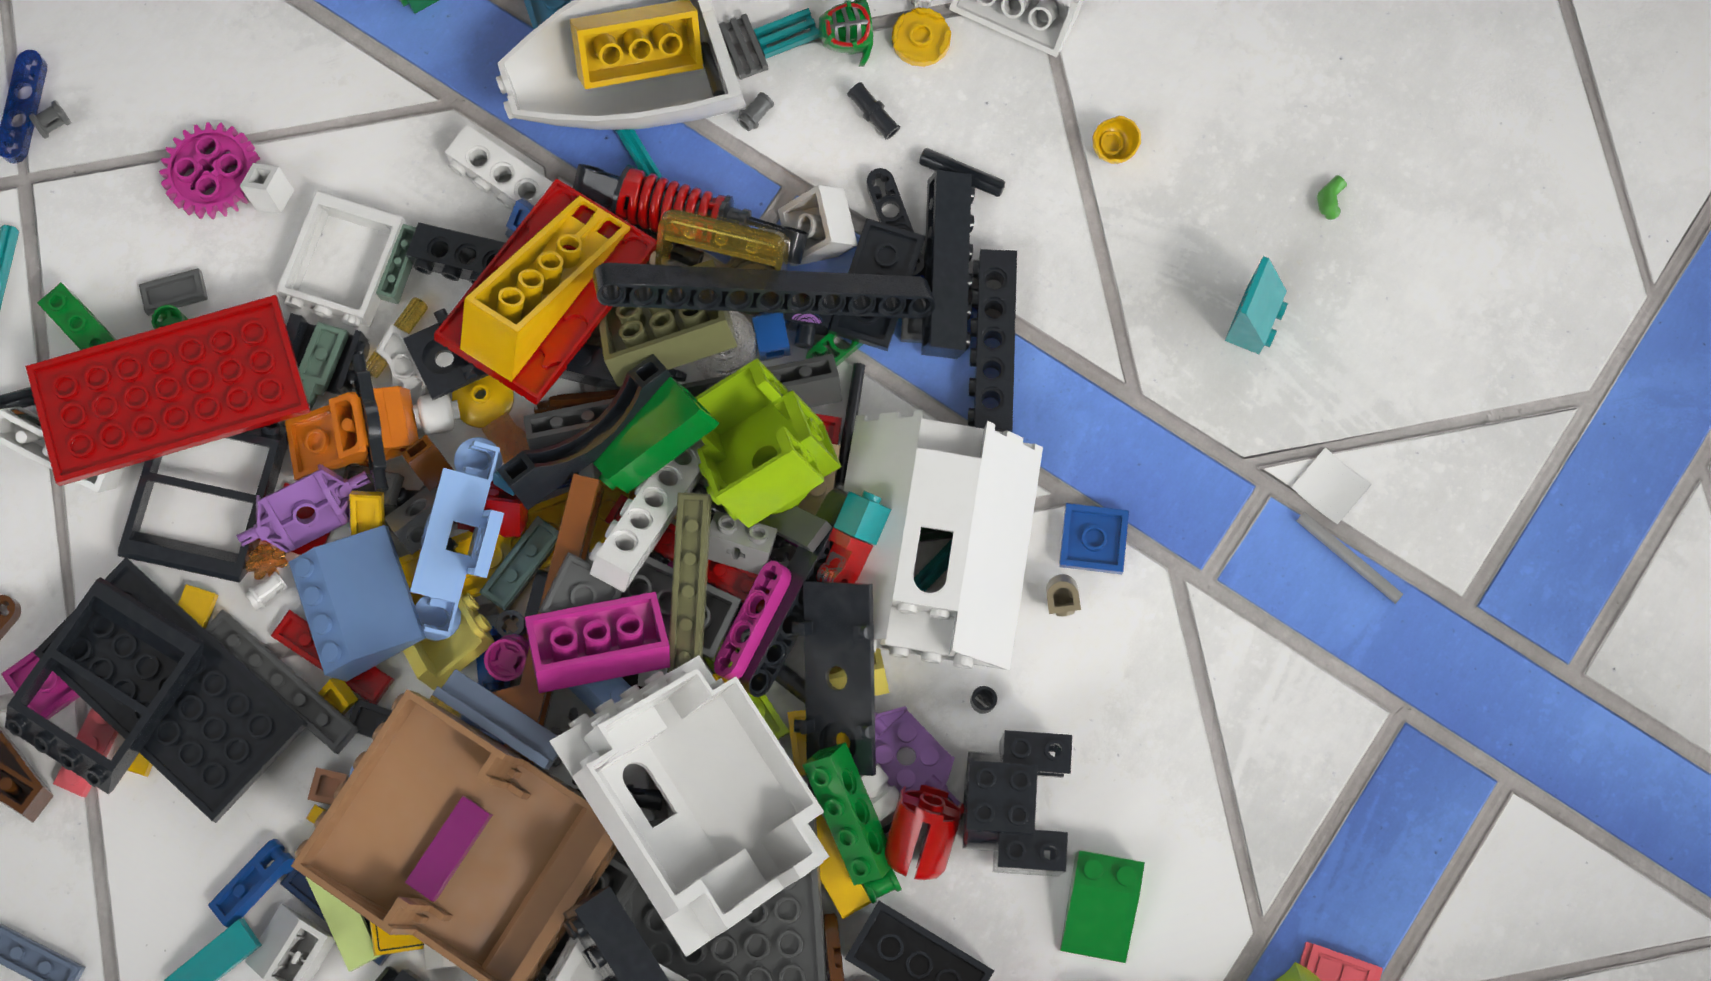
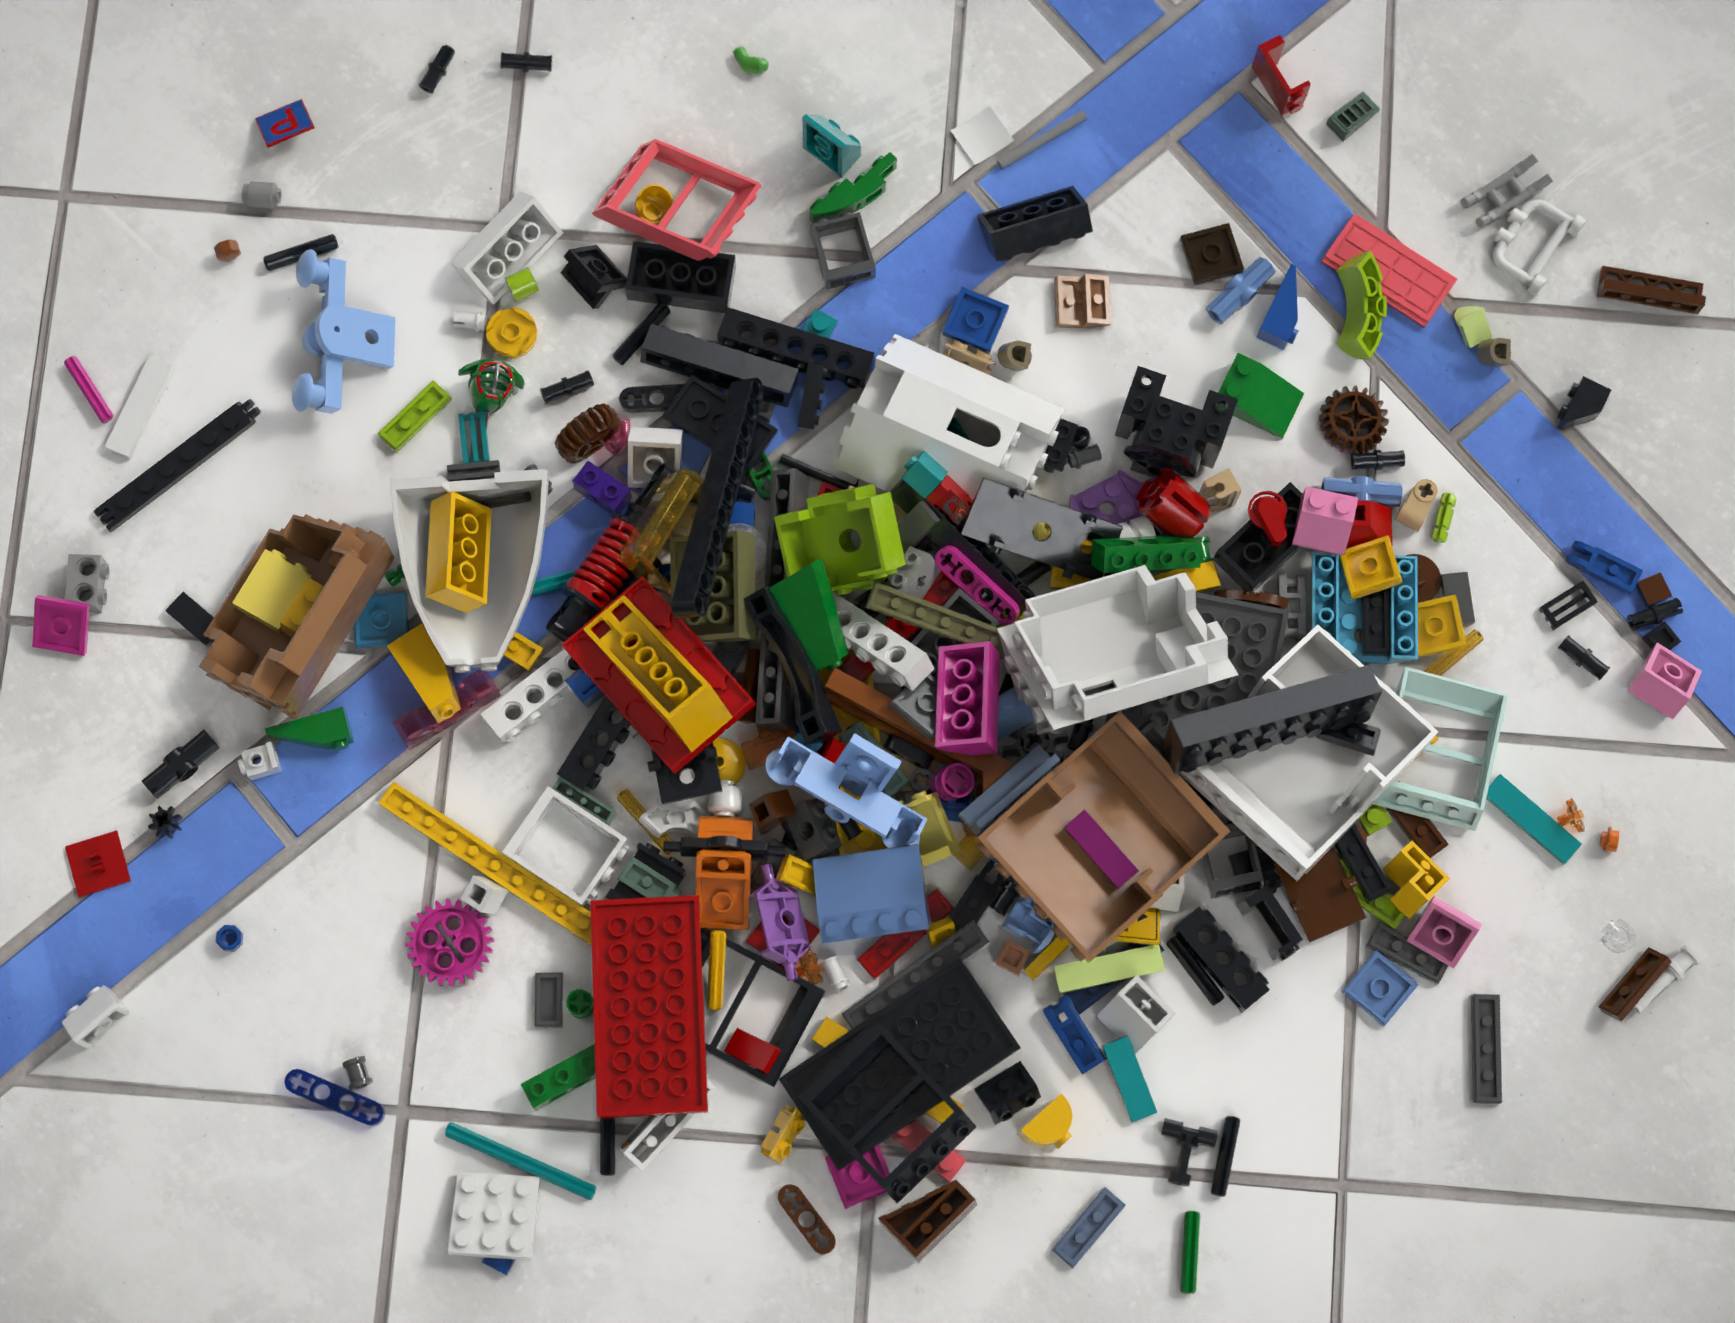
camera: 80 degrees left, 0 degrees up
(59, 580) = (779, 1145): none -> yellow hinge
(130, 879) = (1050, 1125): none -> yellow brick
(154, 521) = (752, 1050): none -> red tile
(168, 823) = (1008, 1093): none -> black bracket
(237, 456) = (716, 970): none -> yellow axle
(315, 170) = (488, 861): none -> yellow plate
(451, 79) = (472, 694): none -> clear pink arch
(475, 66) = (426, 672): none -> yellow slope
(556, 148) = (523, 652): none -> yellow plate
(763, 179) = (602, 488): none -> dark purple brick
(820, 143) = (587, 433): none -> reddish brown gear
(820, 177) = (620, 441): none -> clear pink arm
(938, 953) = (1269, 515): none -> red piece
(940, 374) = (811, 395): none -> black piece
(953, 678) = (1059, 452): none -> black hinge
(962, 711) = (1084, 456): none -> dark grey pin
(963, 891) = (1223, 488): none -> tan hinge
(978, 28) = (521, 284): none -> lime brick
(1015, 99) = (592, 274): none -> black bracket
(1032, 365) = (821, 324): none -> teal plate
(1038, 192) = (679, 281): none -> black brick
(1046, 530) = (960, 353): none -> tan hinge
(1105, 379) = (849, 273): none -> dark grey window
(1158, 659) = (1082, 301): none -> medium nougat slope
(1178, 179) = (700, 169): none -> coral window
(1196, 350) = (847, 197): none -> green slope
(1211, 907) = (1282, 315): none -> blue slope
(1233, 848) = (1240, 290): none -> medium blue piece
(1238, 575) = (1035, 223): none -> black slope
(1271, 801) = (1211, 253): none -> dark brown tile
(1491, 919) = (1340, 128): none -> dark green slope
(1550, 801) = (1265, 67): none -> red panel

